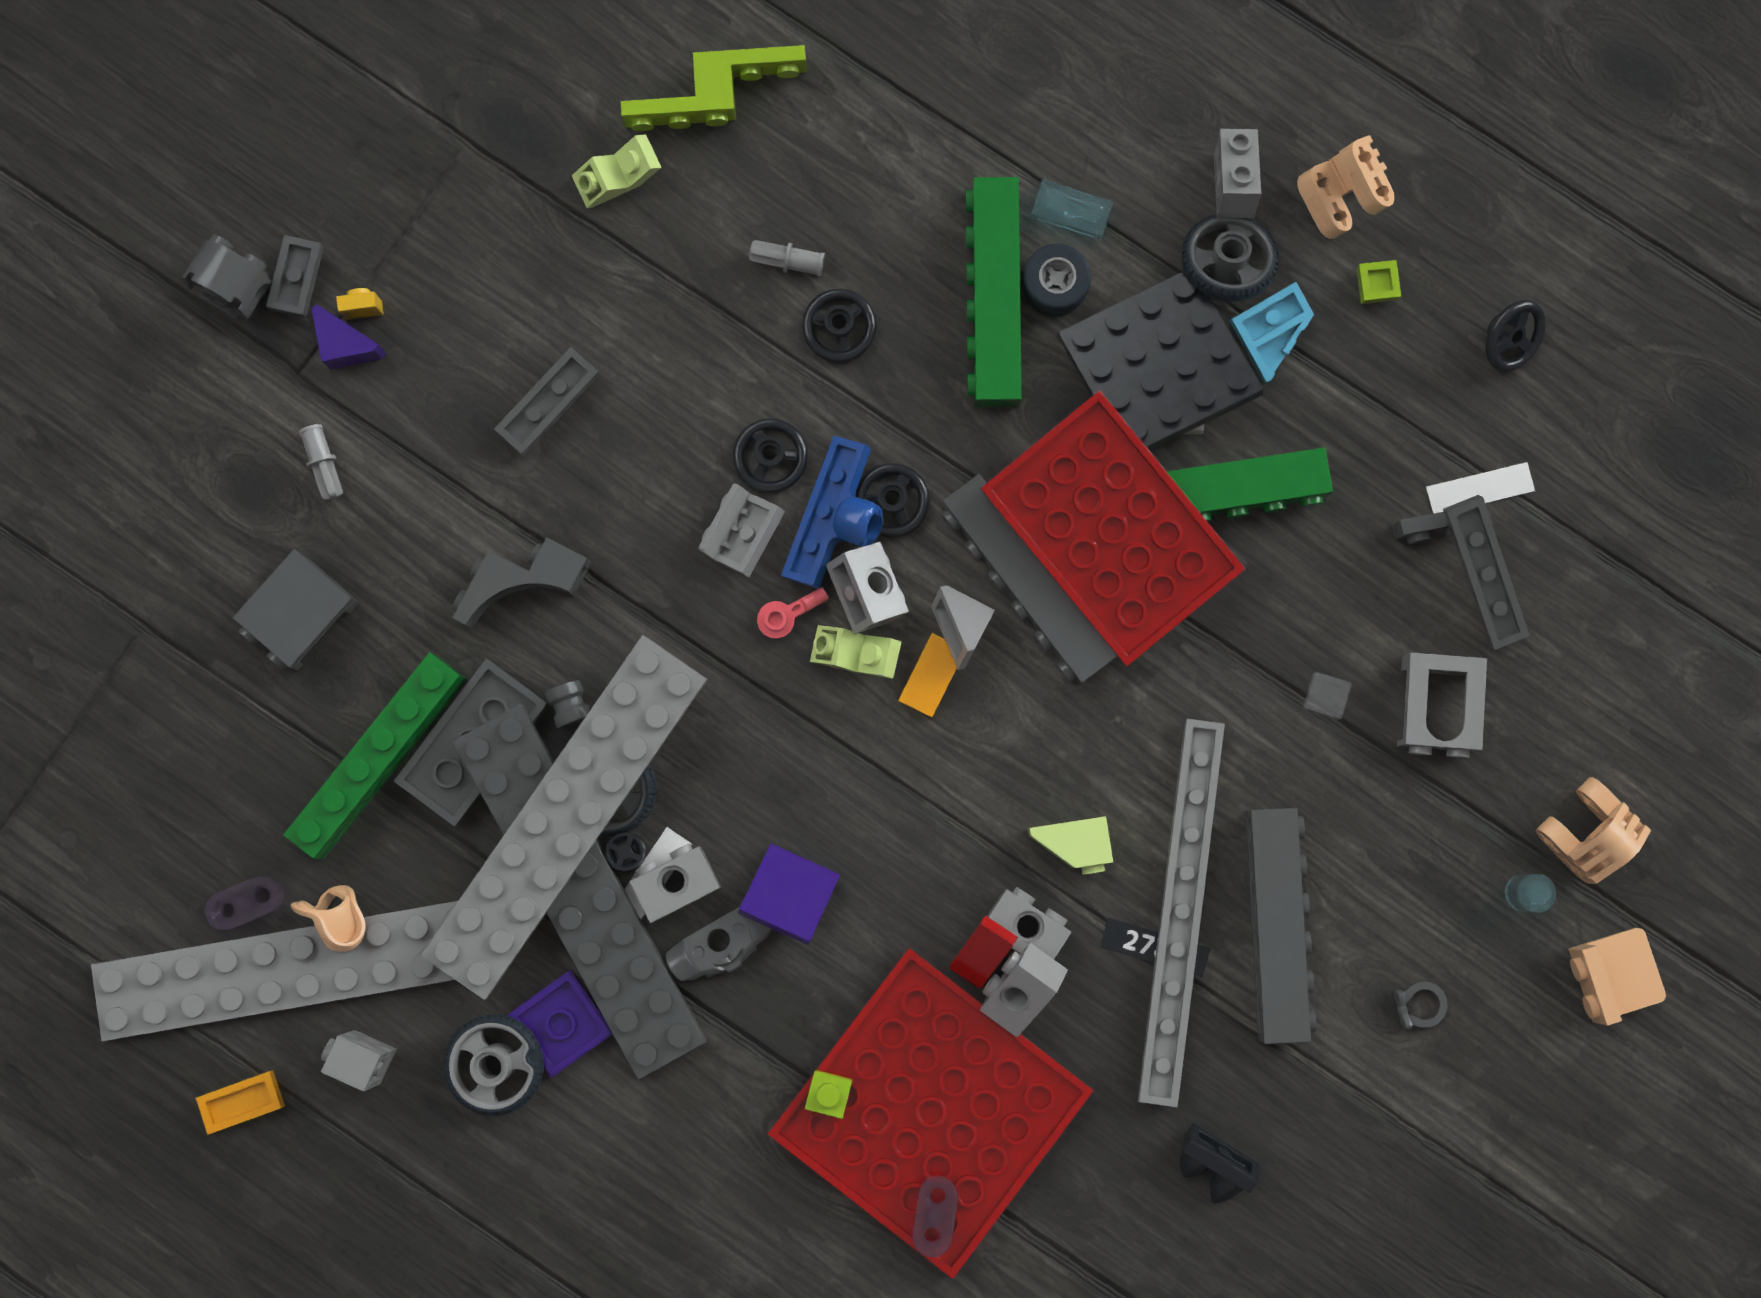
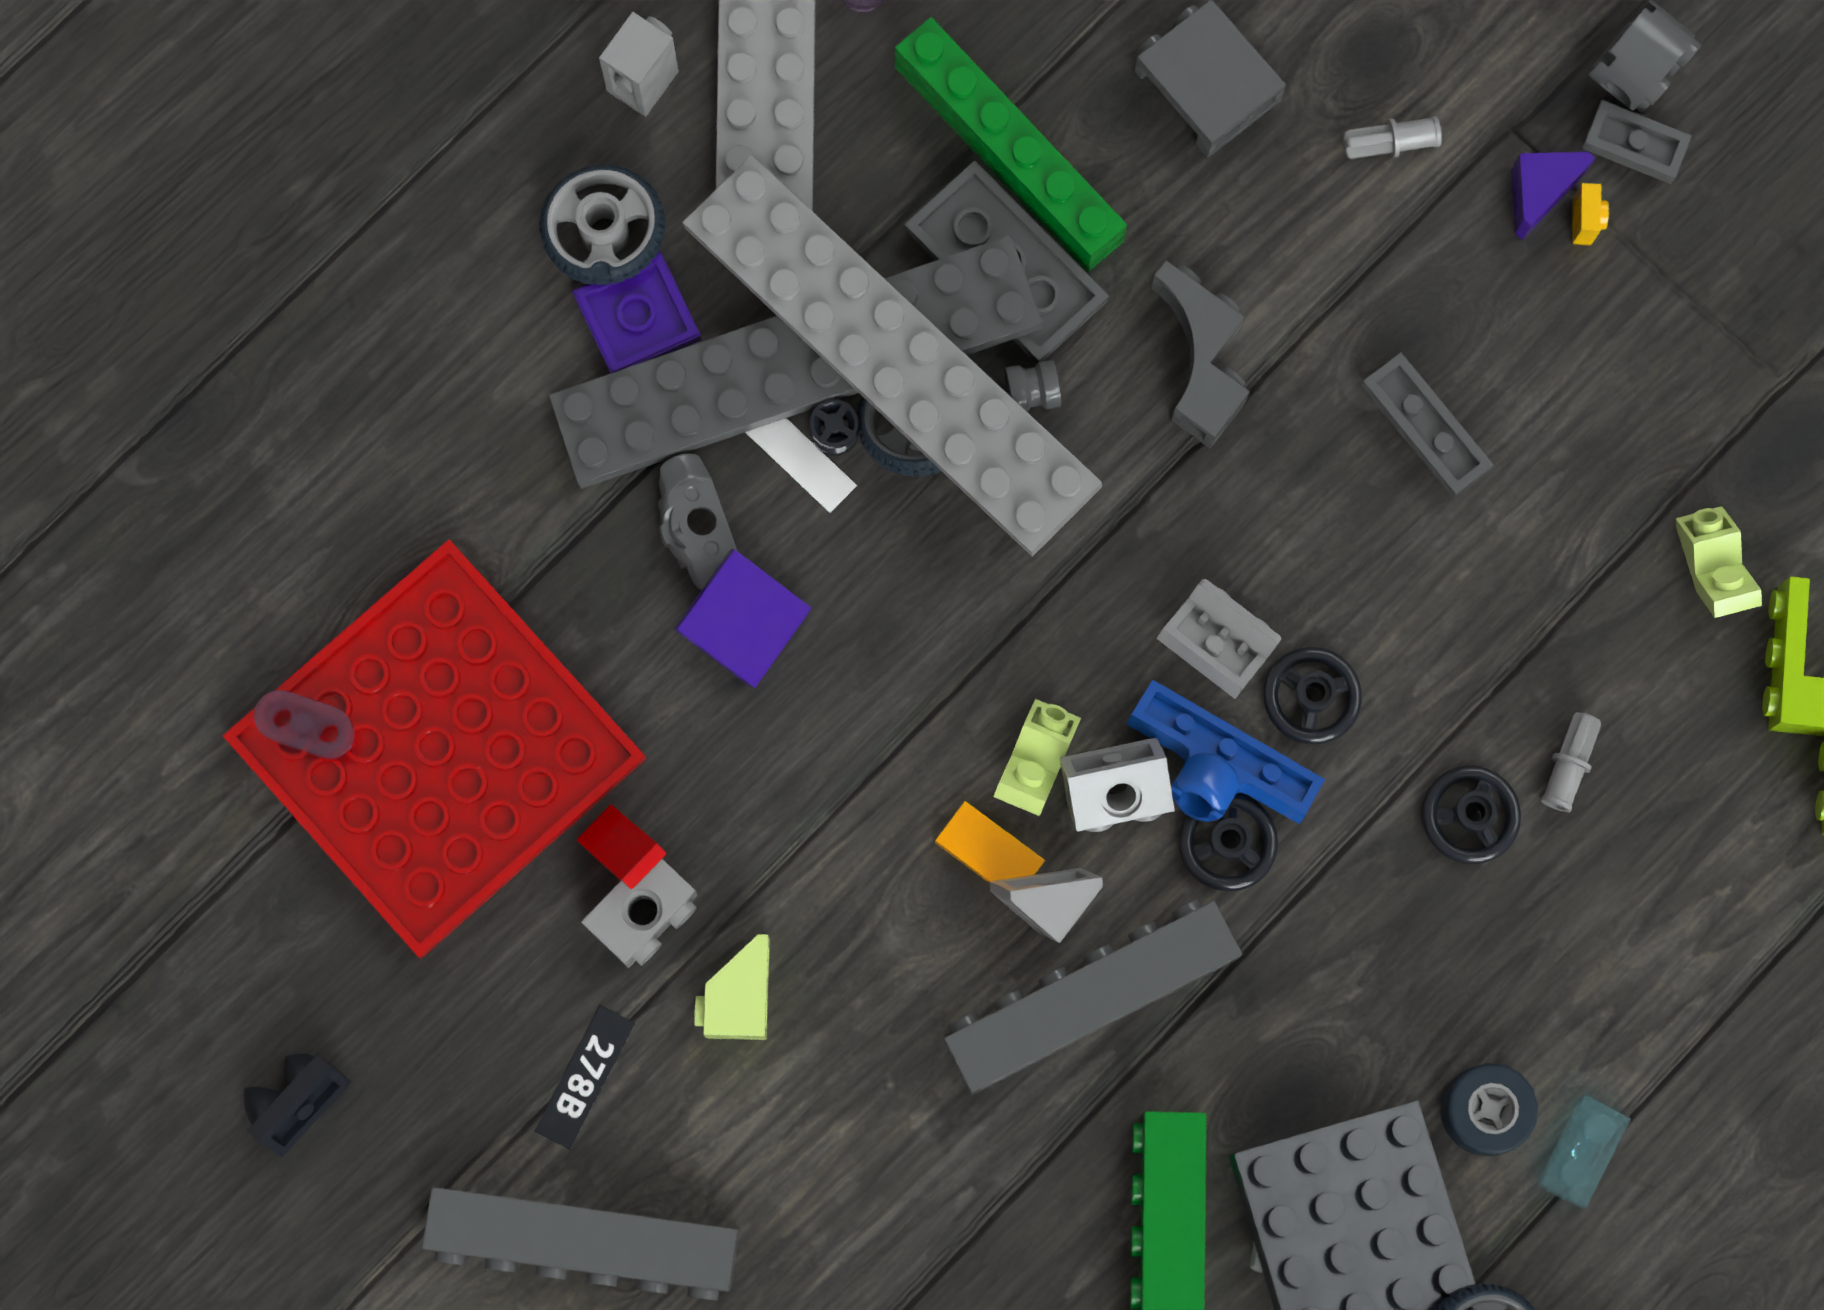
camera: 100 degrees right, 5 degrees down
(338, 927) = (805, 64): light nougat piece -> none
(659, 901) = (784, 509): light grey brick -> none
(778, 619) = (1097, 667): coral plate -> none
(828, 1094) = (482, 621): lime plate -> none
(995, 292) = (1485, 1025): green brick -> none
(1023, 989) = (563, 887): light grey brick -> none
(1112, 528) = (1139, 1113): red plate -> none
(1181, 913) = (624, 1116): light grey plate -> none

